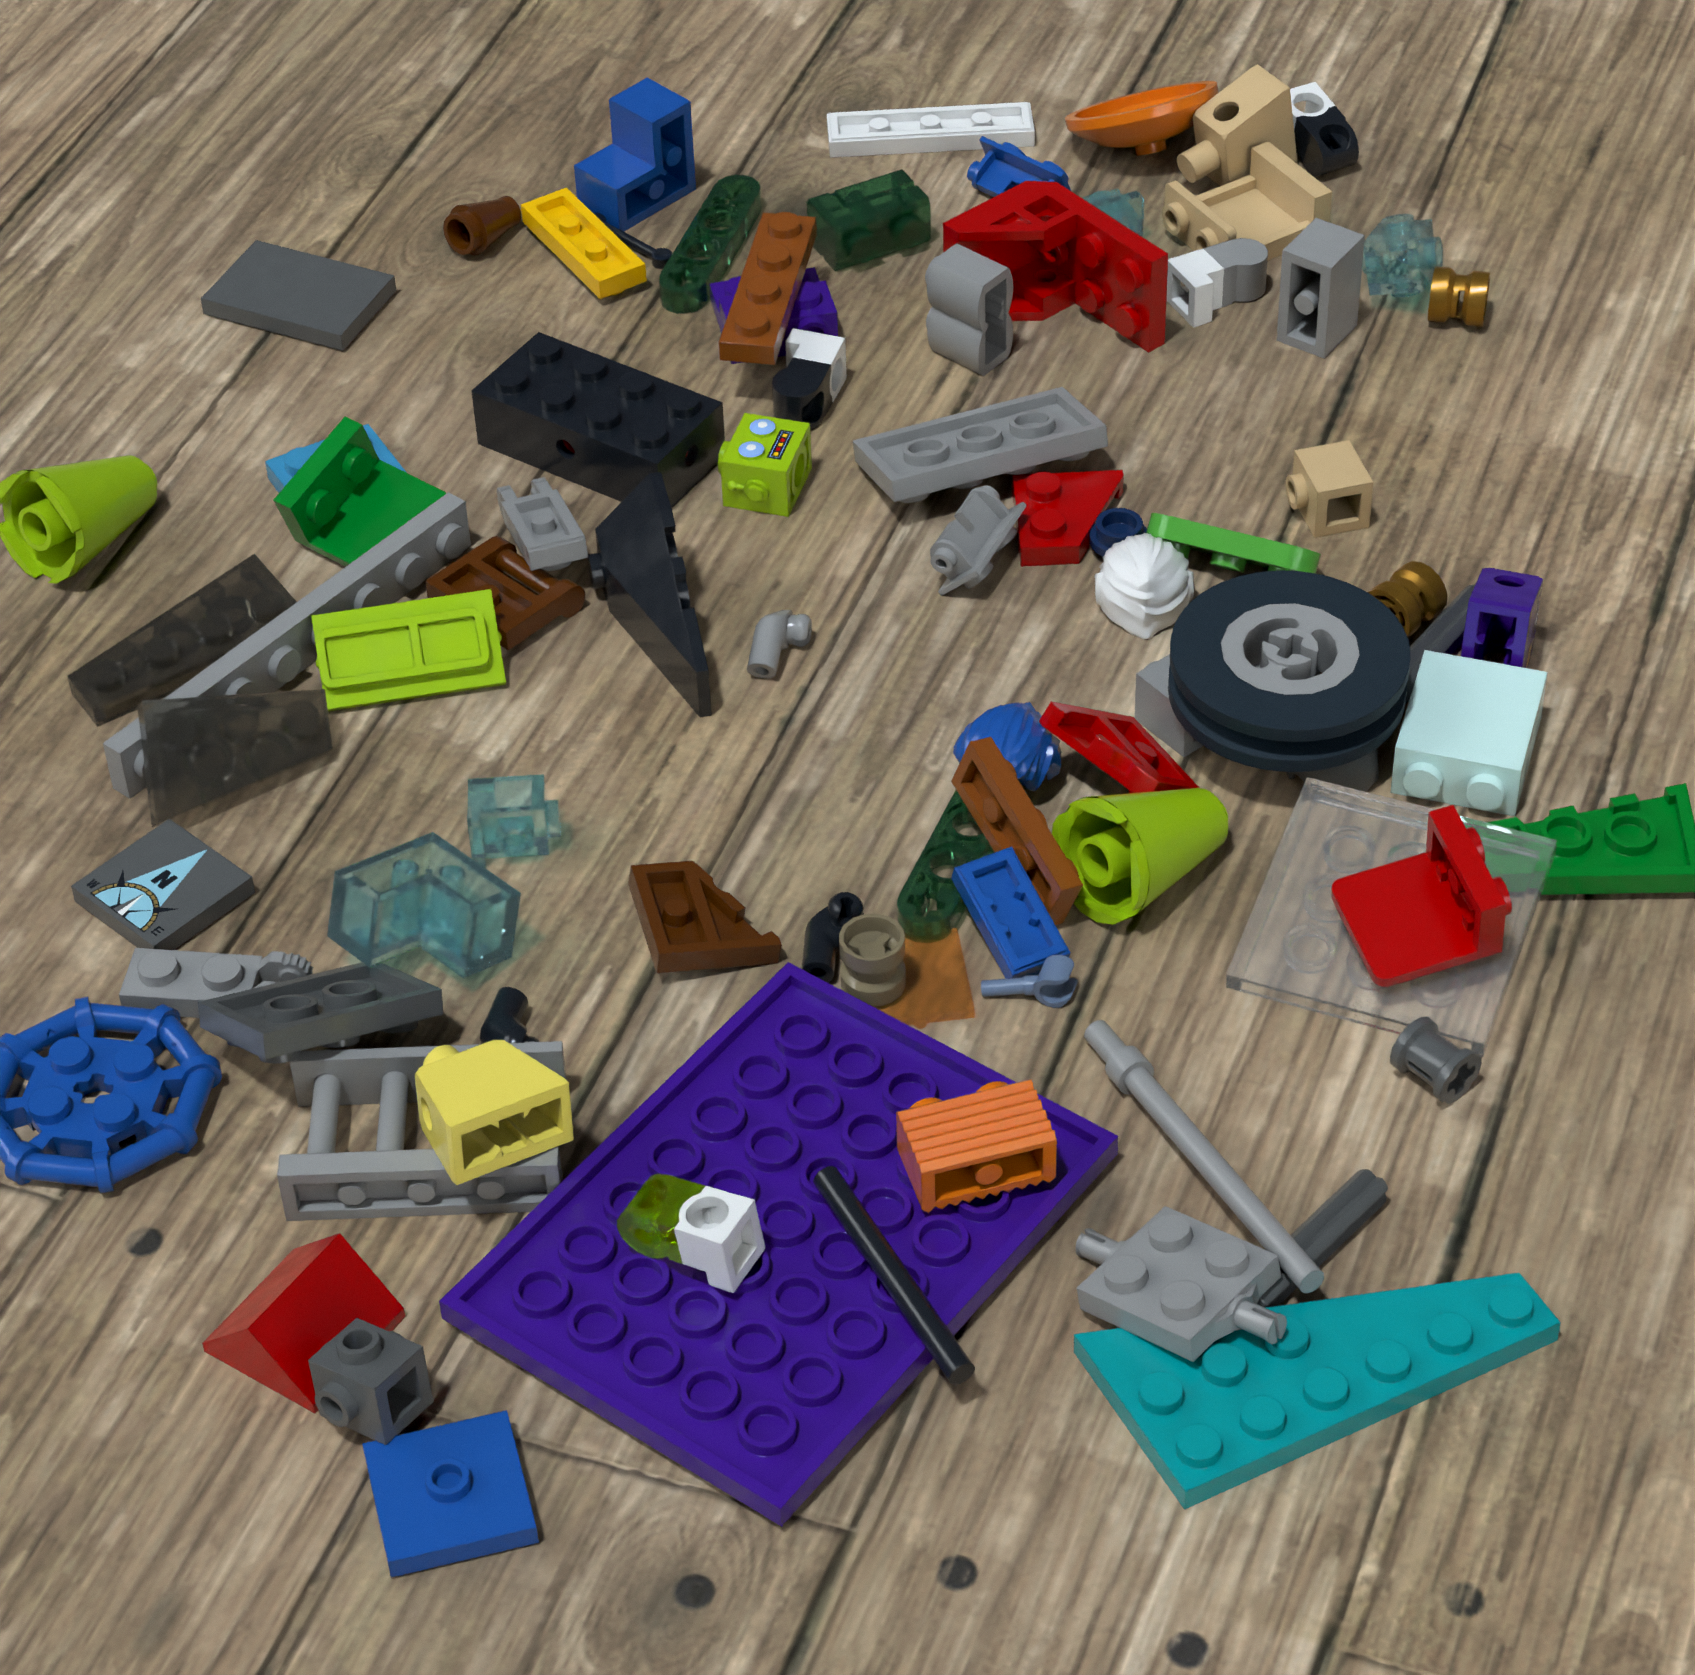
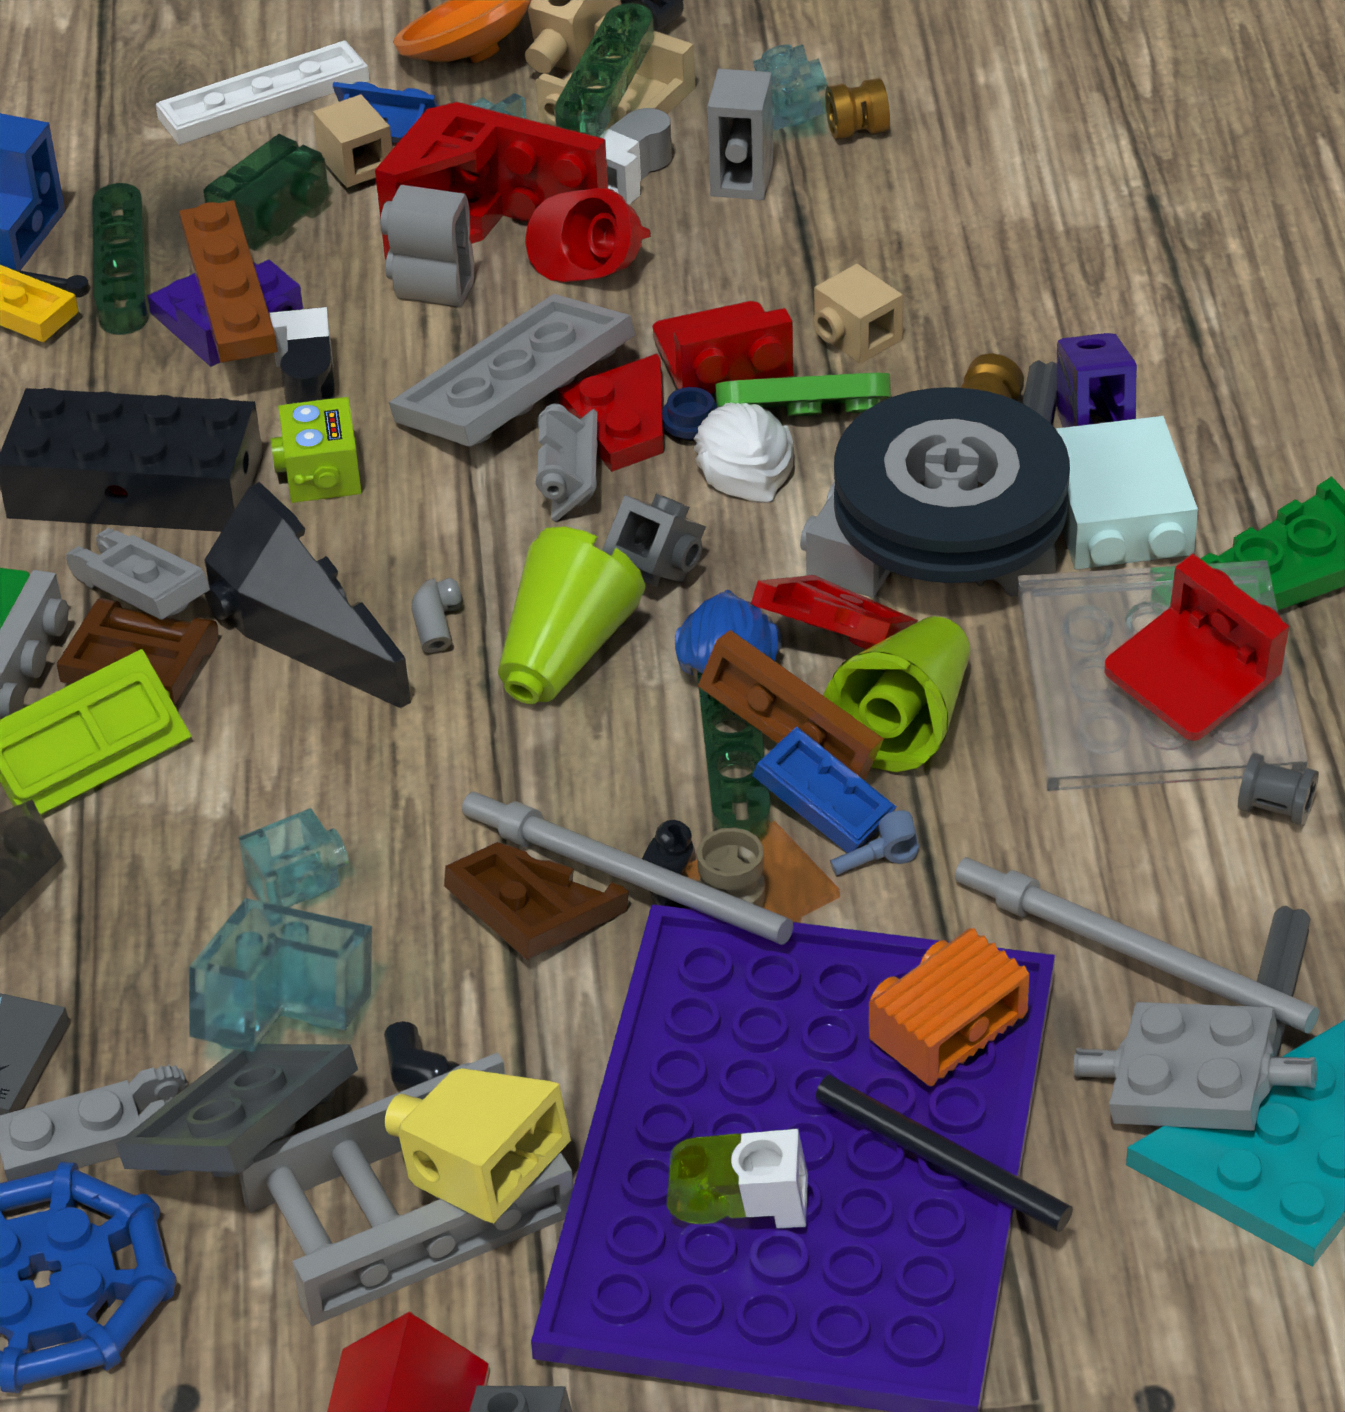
camera: 25 degrees left, 0 degrees up
(733, 859) = (527, 827): none -> light grey bar
(874, 678) = (564, 611): none -> lime cone
(967, 182) = (352, 139): none -> tan brick
(1000, 636) = (656, 538): none -> dark grey brick
(1122, 341) = (583, 235): none -> red piece
(1185, 224) = (613, 73): none -> clear green beam
(1186, 482) = (726, 345): none -> red bracket

